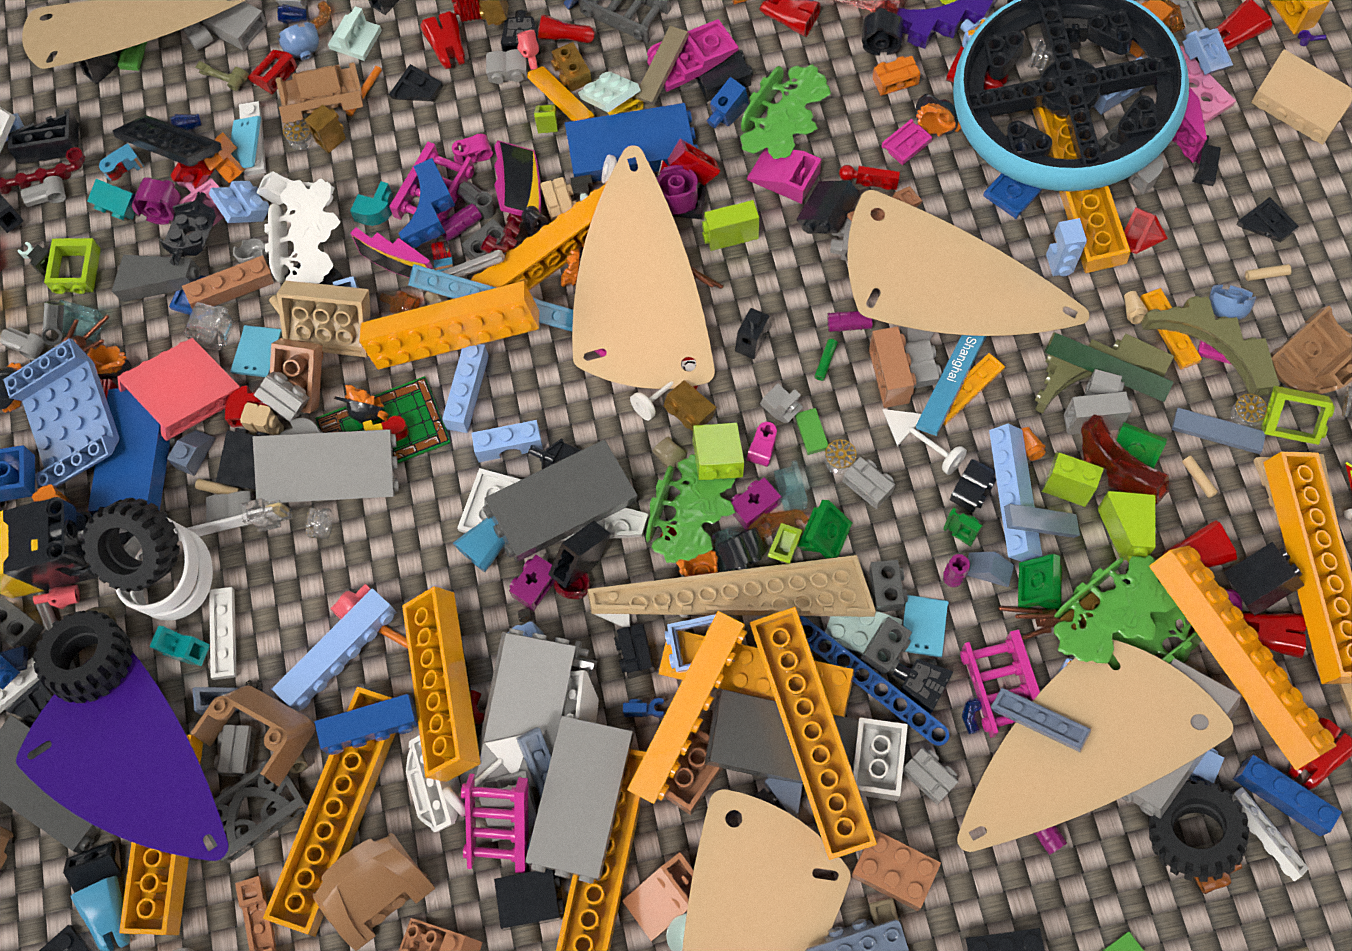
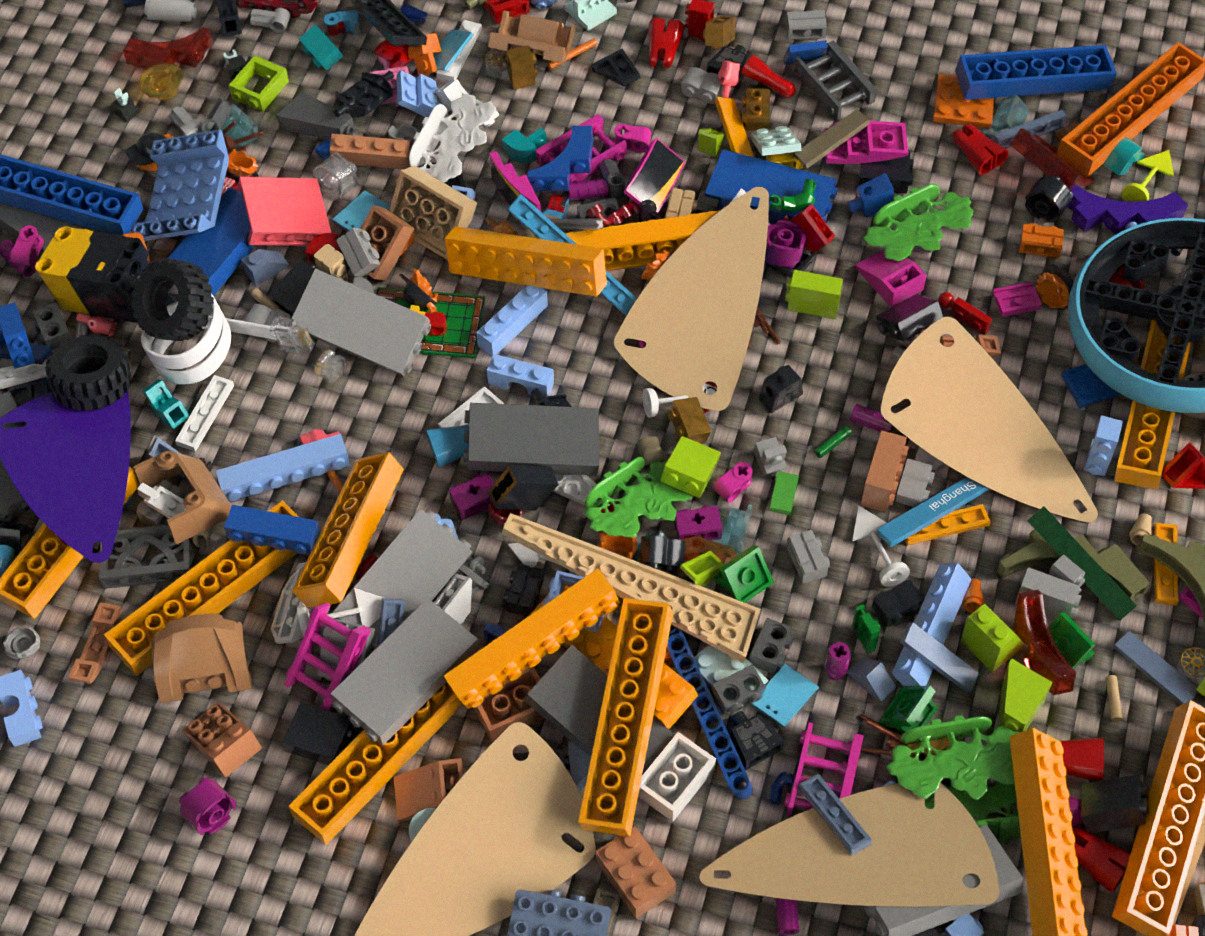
camera: 25 degrees right, 10 degrees down
(156, 200) = (351, 62): magenta brick -> none
(241, 750) = (161, 500): none -> white hinge
(667, 142) = (795, 203): none -> green arm
(839, 457) = (795, 522): wheel -> none
(930, 775) = (713, 815): light grey brick -> none

